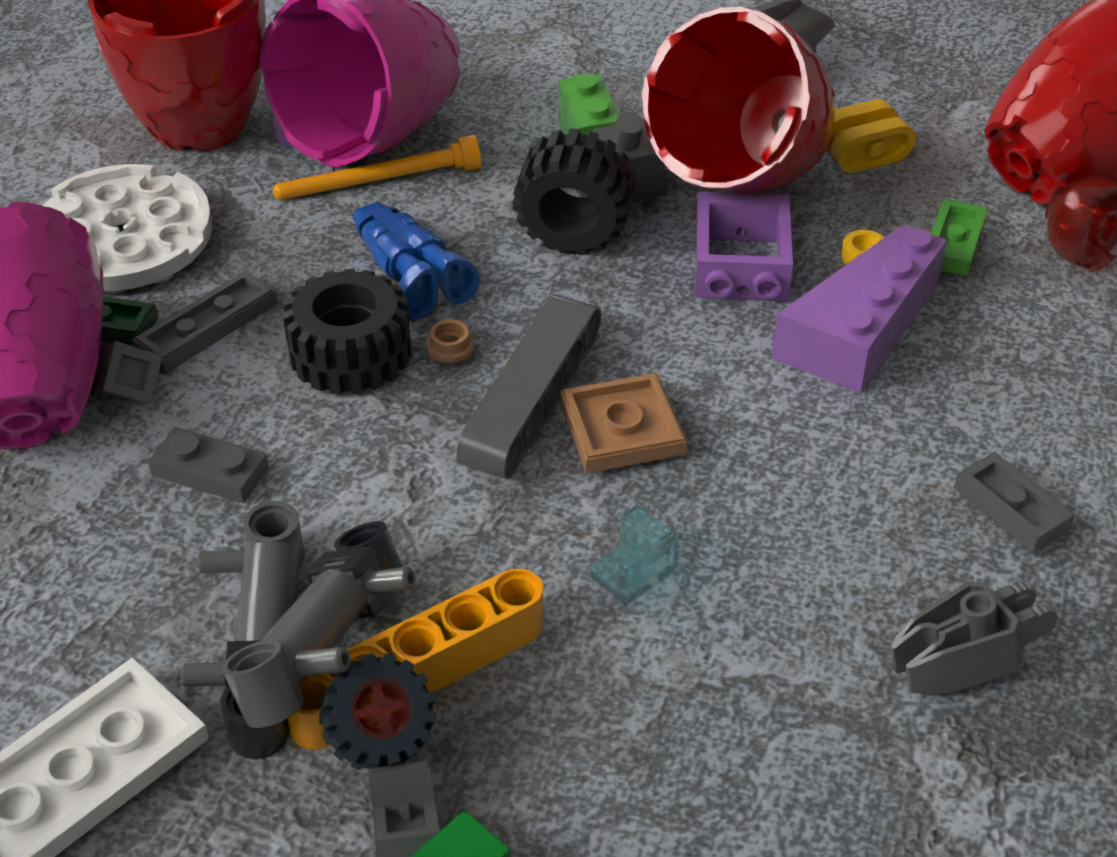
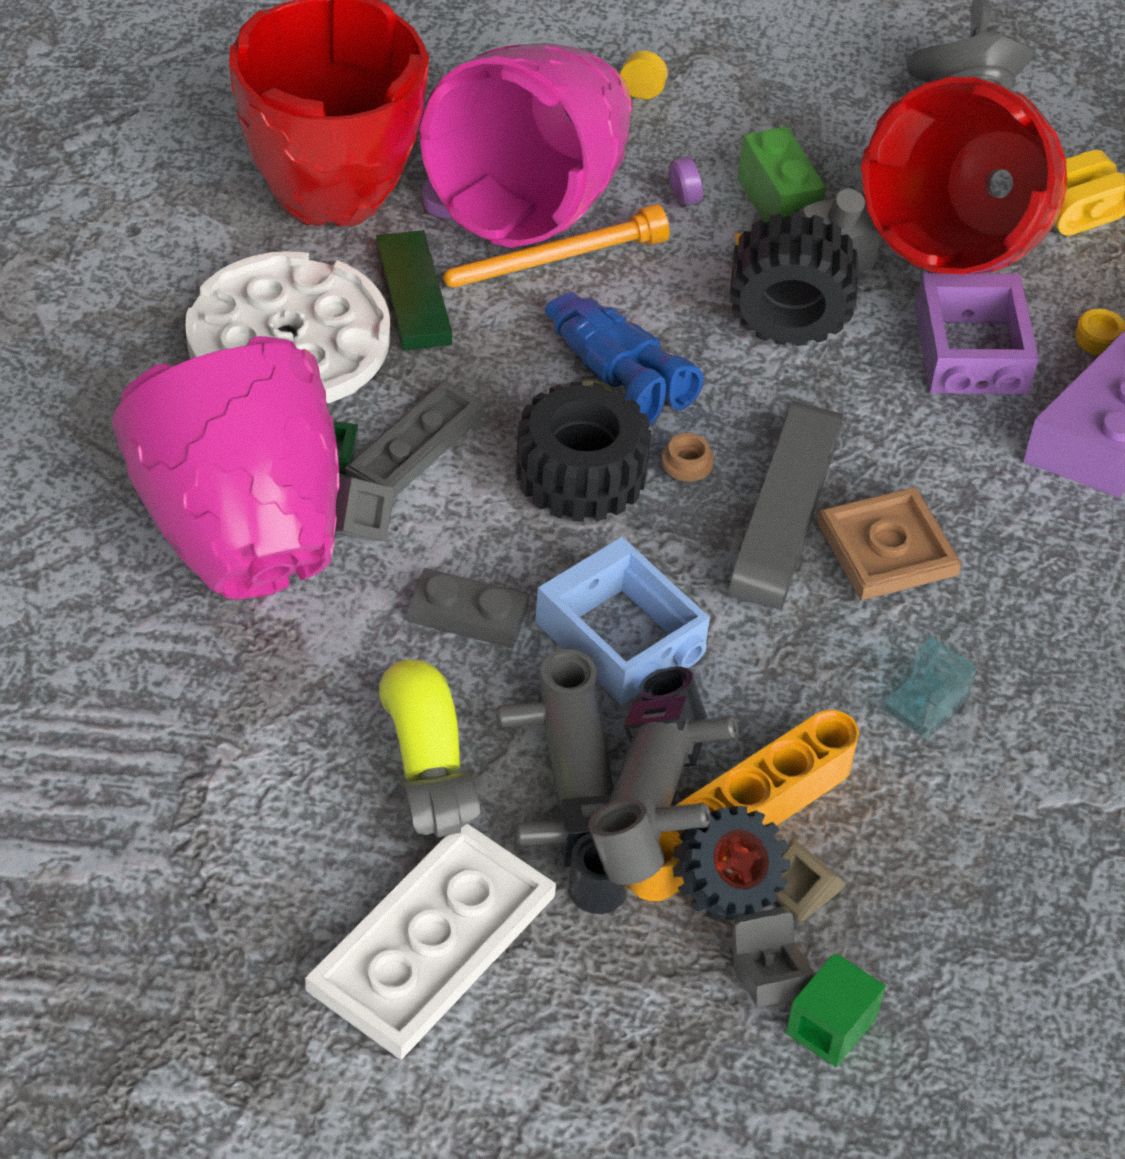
camera: 10 degrees left, 5 degrees up
(115, 587) = (429, 748): none -> neon yellow piece
(242, 200) = (413, 290): none -> dark green tile
(346, 437) = (598, 579): none -> light blue window
(464, 737) = (808, 884): none -> dark tan slope
(491, 39) = (644, 74): none -> yellow tile
(506, 119) = (685, 181): none -> medium lavender tile

